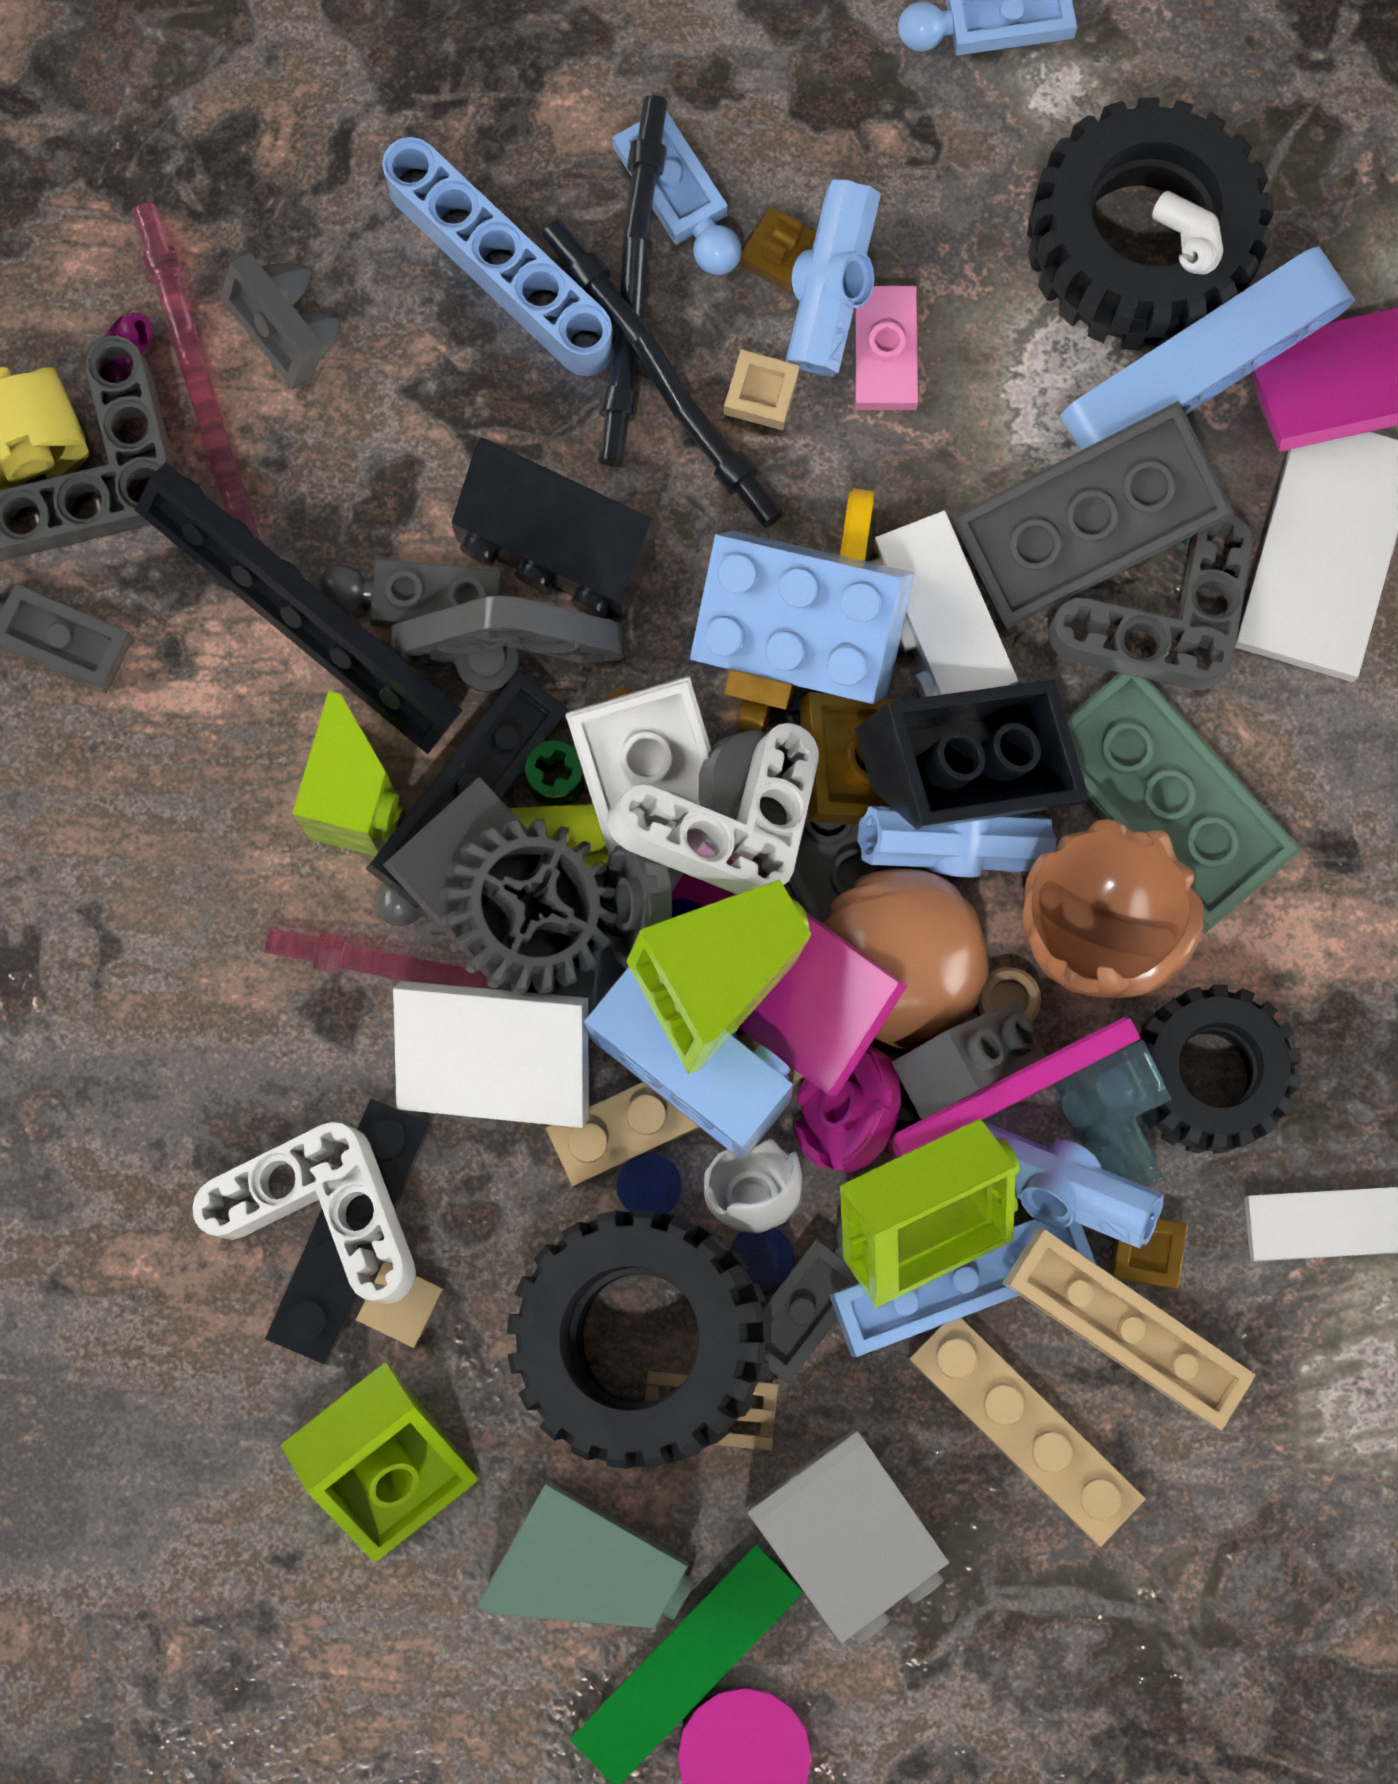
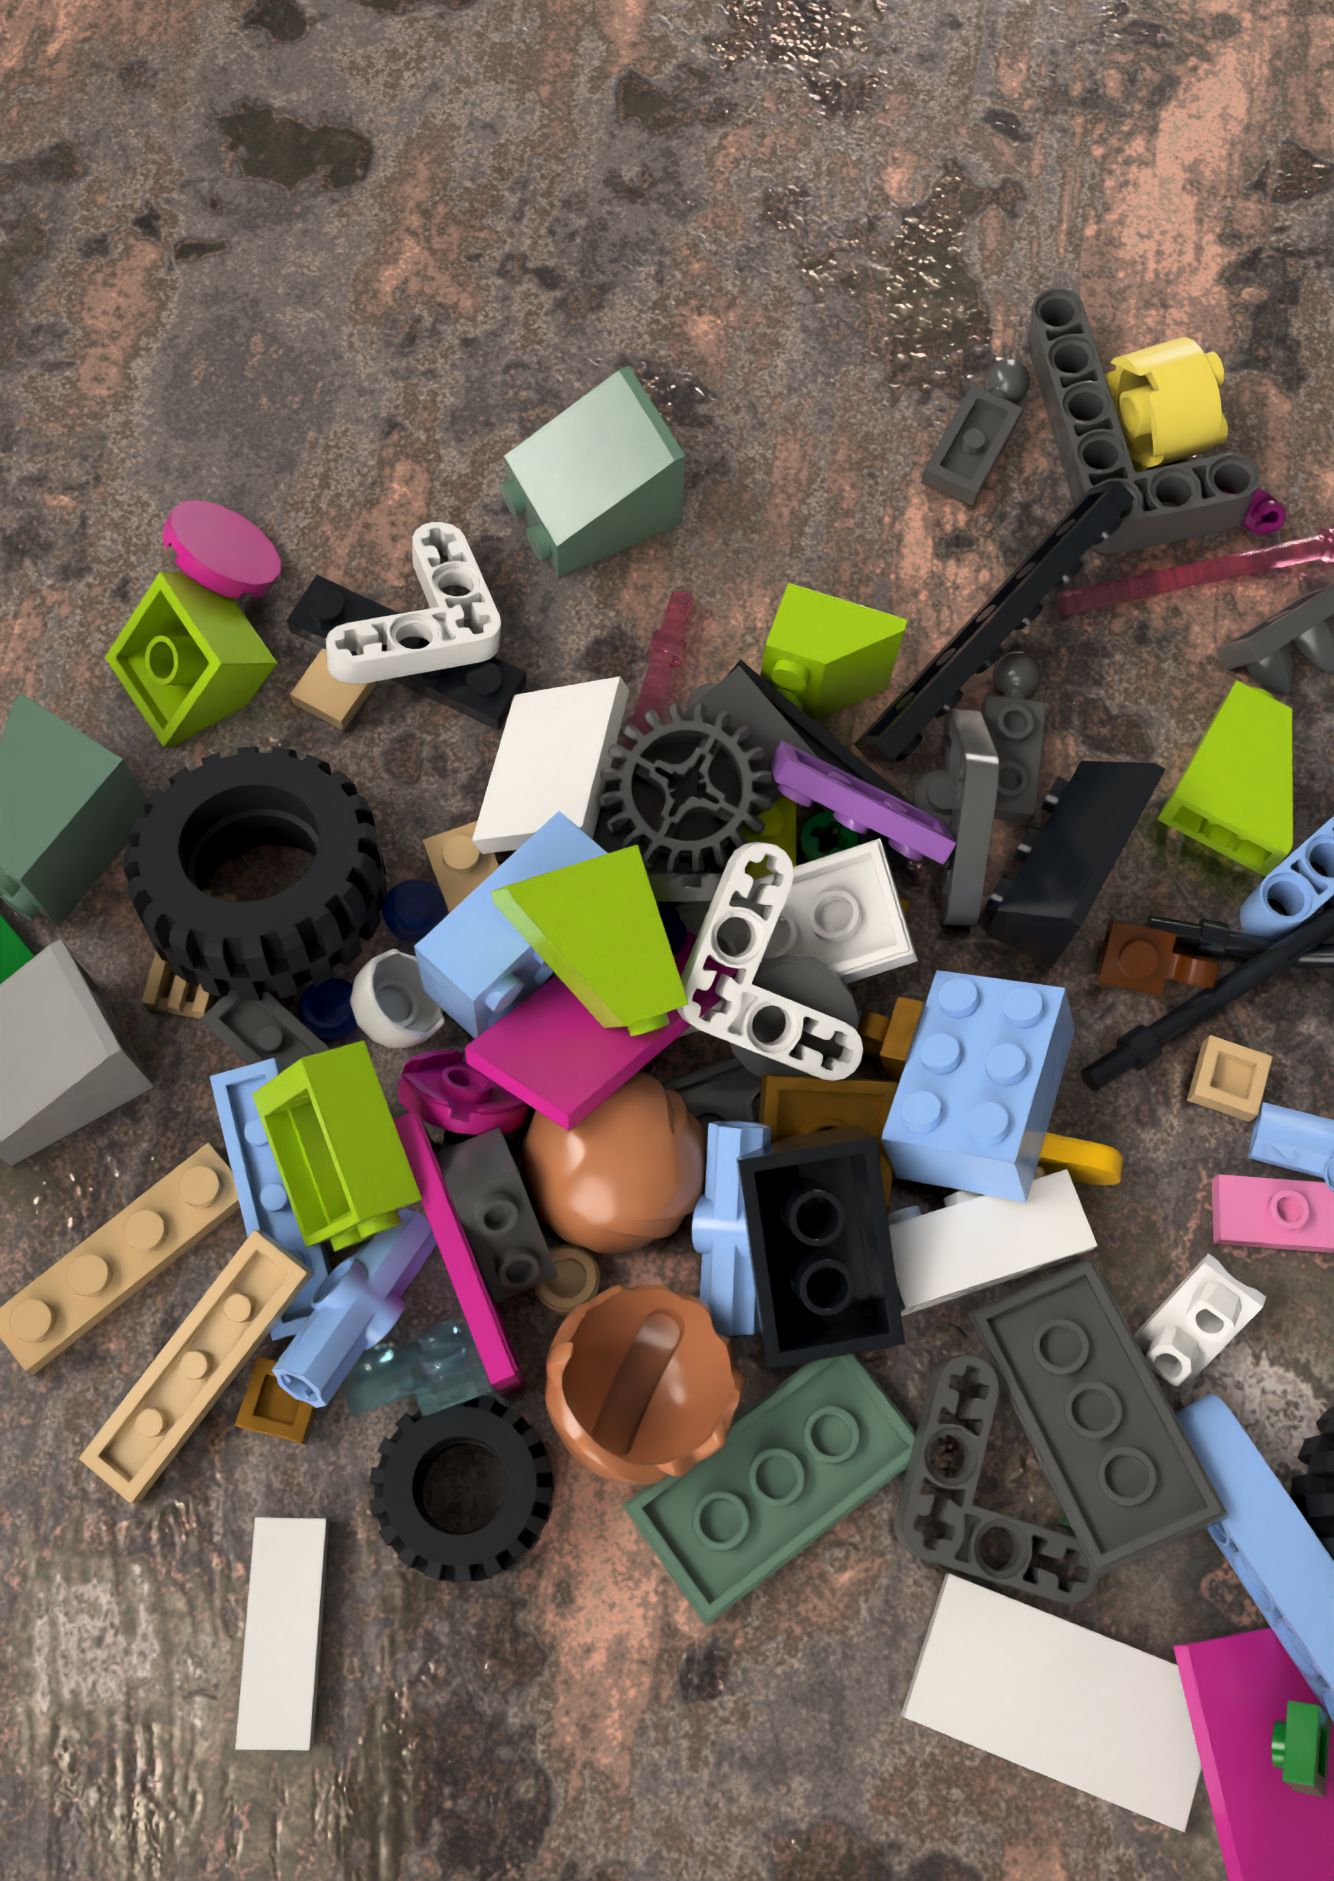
camera: 90 degrees right, 10 degrees down
(137, 1040) = (597, 476): none -> slope
(250, 1442) = (221, 549): none -> dark pink tile
(447, 370) = (1240, 782): none -> lime slope
(525, 735) = (860, 804): none -> medium lavender plate
(643, 465) = (1144, 957): none -> reddish brown plate
(1003, 426) = (1197, 1322): none -> white hips
(1354, 348) = (1302, 1748): none -> green plate

